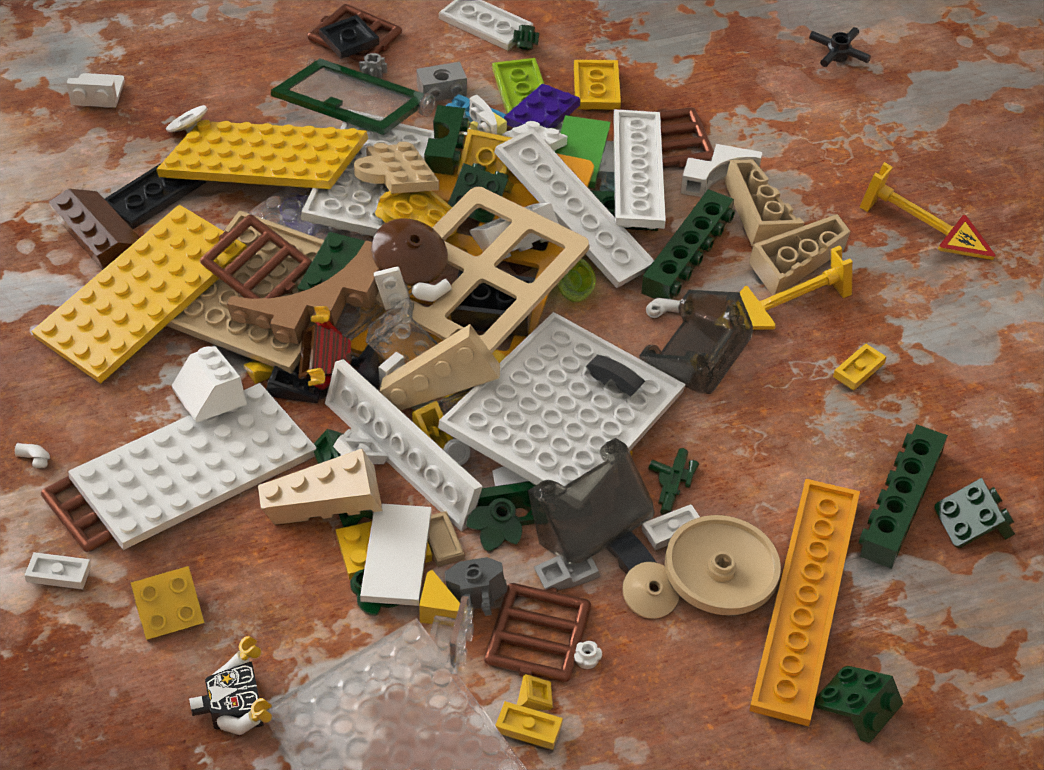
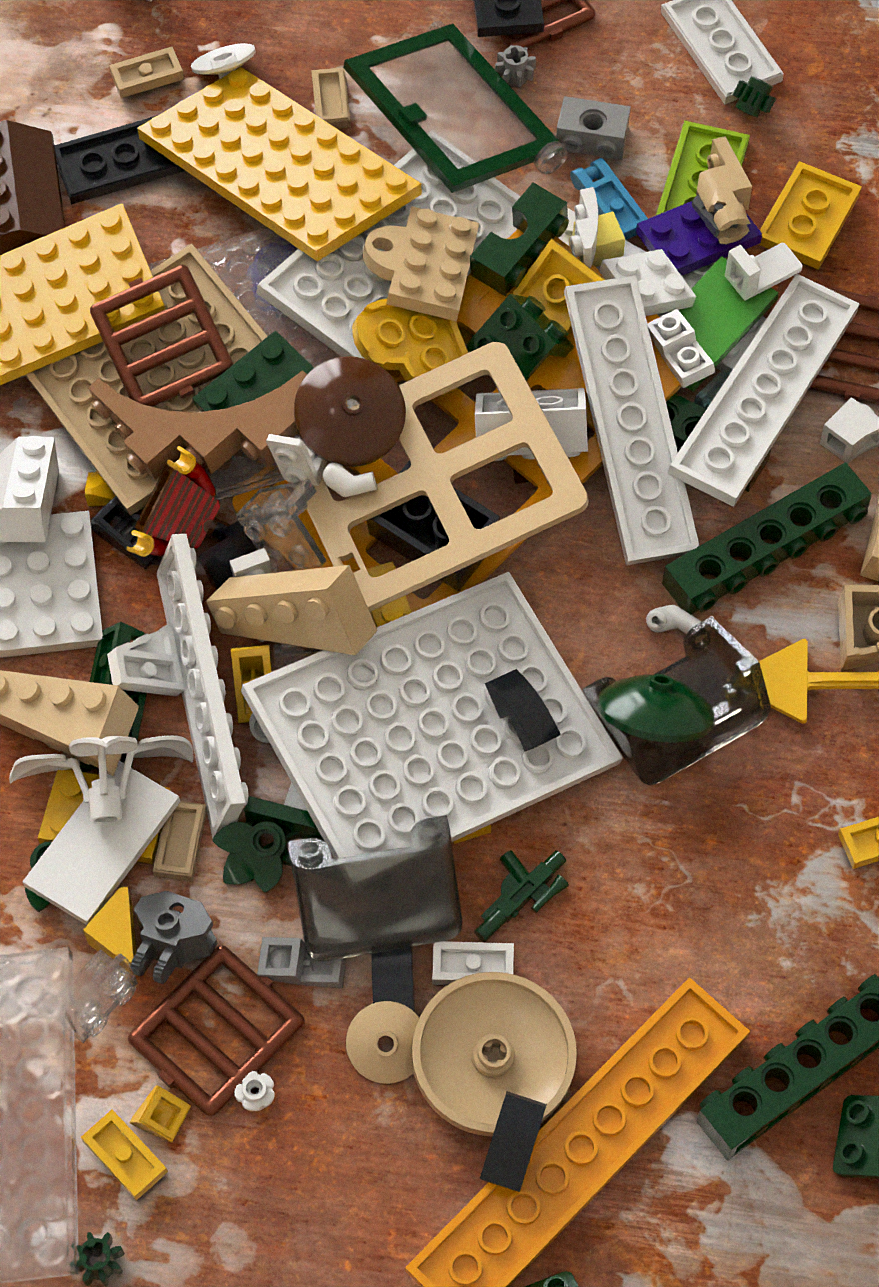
camera: 30 degrees right, 15 degrees up
(139, 142) = (146, 72): none -> tan plate
(263, 114) = (331, 96): none -> tan tile
(386, 521) = (104, 796): none -> white plant
(548, 80) = (723, 194): none -> tan plate
(578, 282) = (577, 536): clear neon green piece -> none
(581, 165) = (679, 348): none -> white slope
(593, 112) = (756, 274): none -> white bracket
(693, 340) = (656, 709): none -> dark green dish
(771, 600) = (513, 1141): none -> black slope

